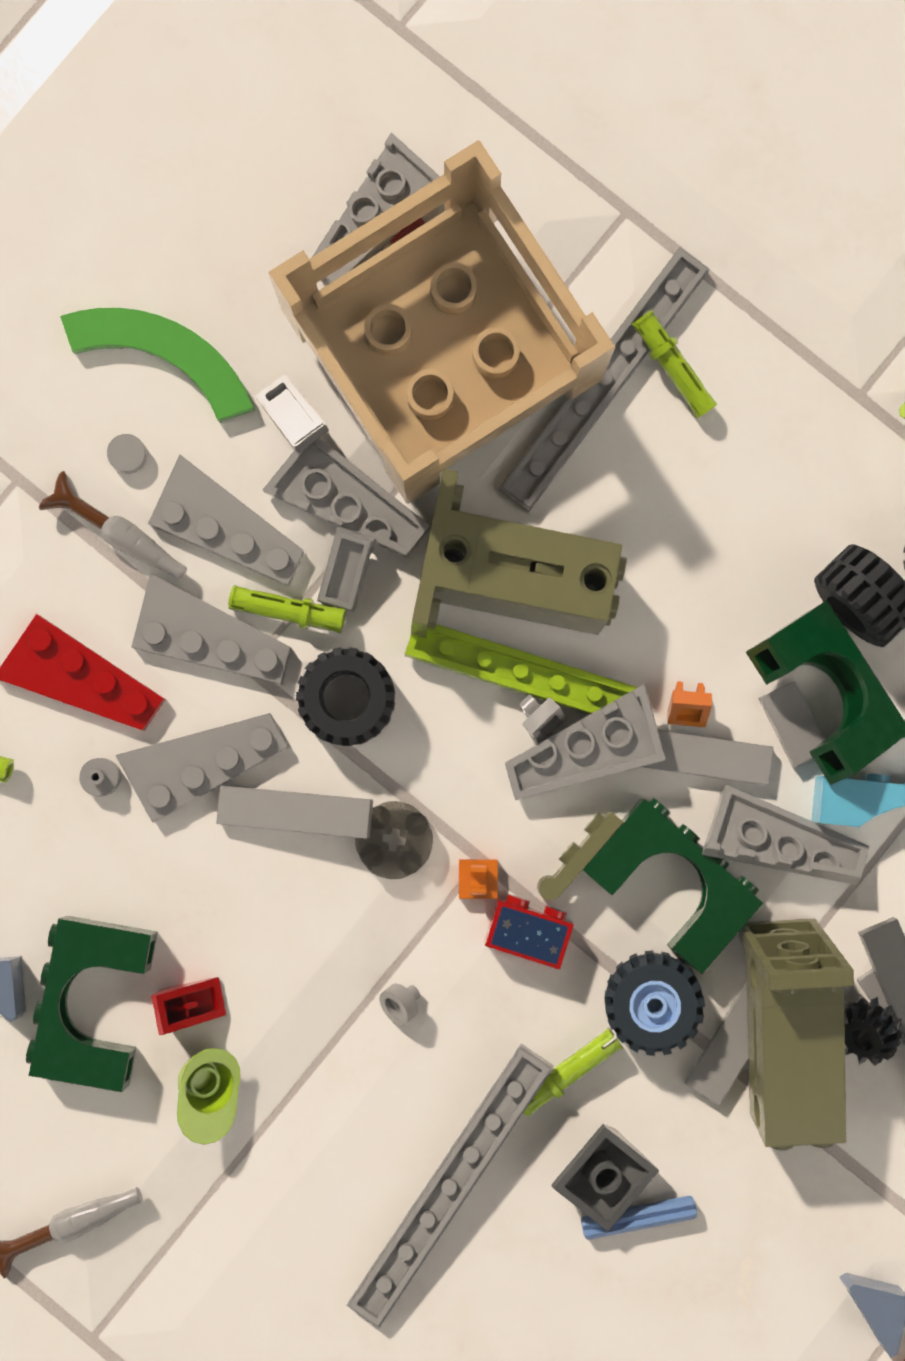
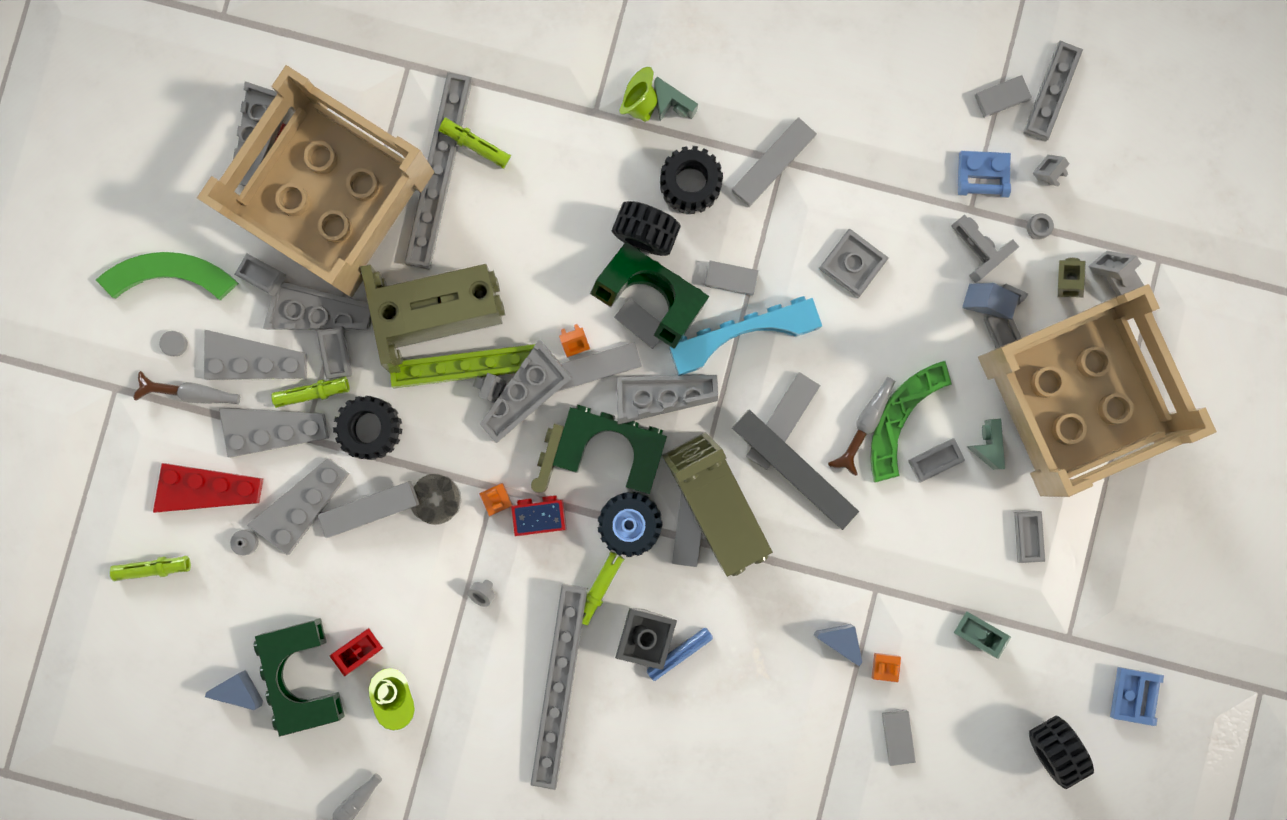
camera: 25 degrees left, 0 degrees up
(871, 1030) = (762, 482): black gear -> none

